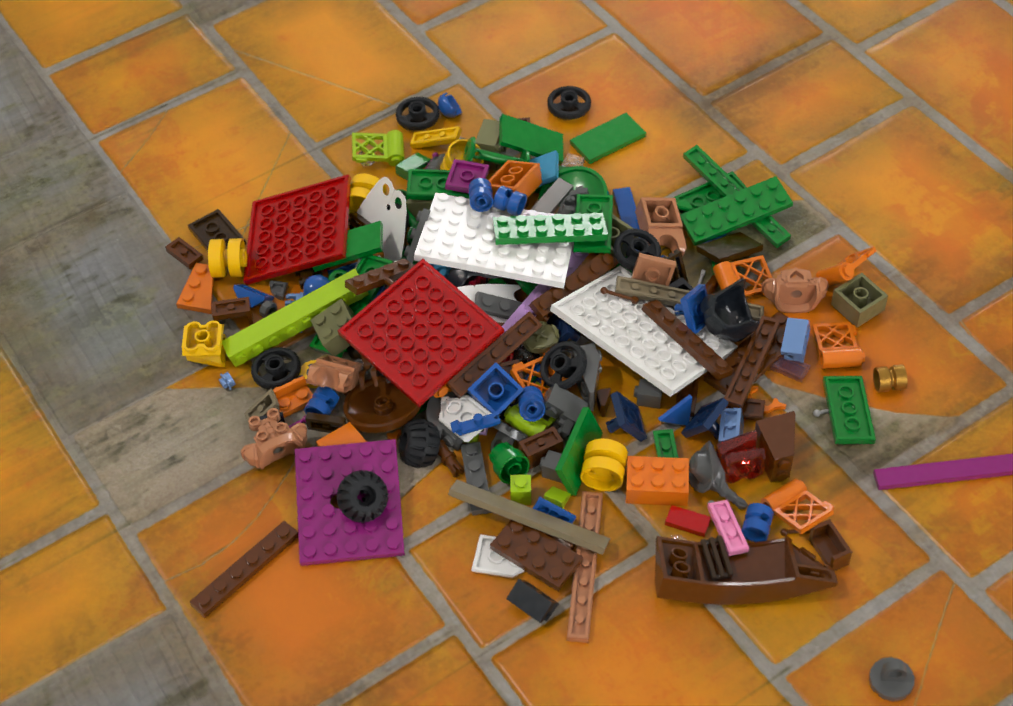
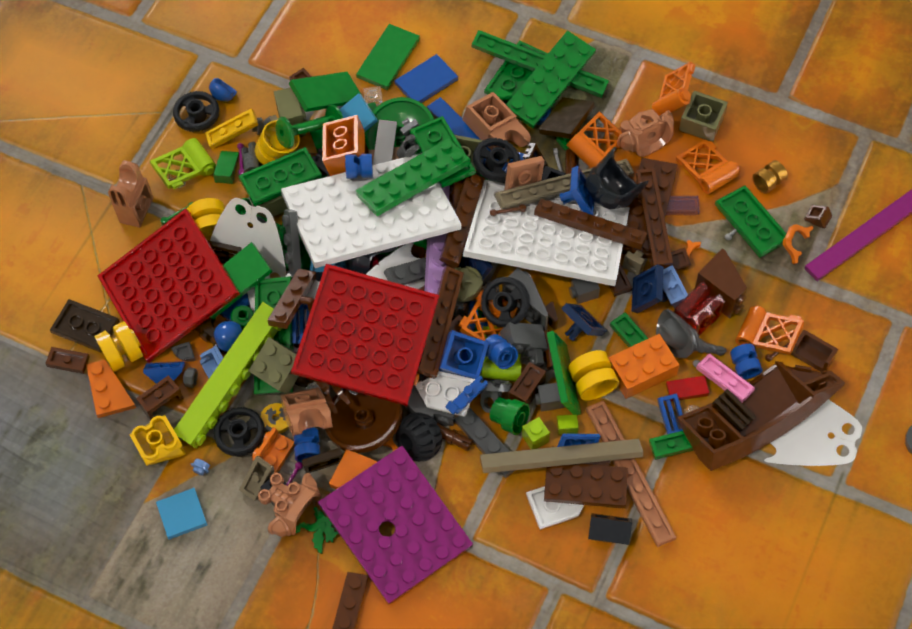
camera: 30 degrees left, 10 degrees up
(187, 409) = (181, 513): none -> dark azure tile
(286, 476) = (322, 526): none -> green piece
(316, 149) = (131, 195): none -> nougat brick
(371, 505) = (411, 514): black wheel -> none
(463, 173) = (301, 159): magenta plate -> none
(480, 194) = (329, 172): blue wheel -> none
(569, 106) = (331, 36): black wheel -> none
(628, 169) = (426, 79): none -> blue tile
(636, 559) = (669, 445): none -> green plate
(661, 518) = (664, 415): none -> blue tile
(679, 413) = (621, 294): blue slope -> none
(710, 392) = (634, 262): none -> dark tan tile
(776, 622) = (809, 440): none -> white piece
(795, 339) = (676, 178): medium blue hinge -> none
(870, 454) = (787, 241): none -> orange helmet
(918, 434) = (819, 215): none -> reddish brown slope

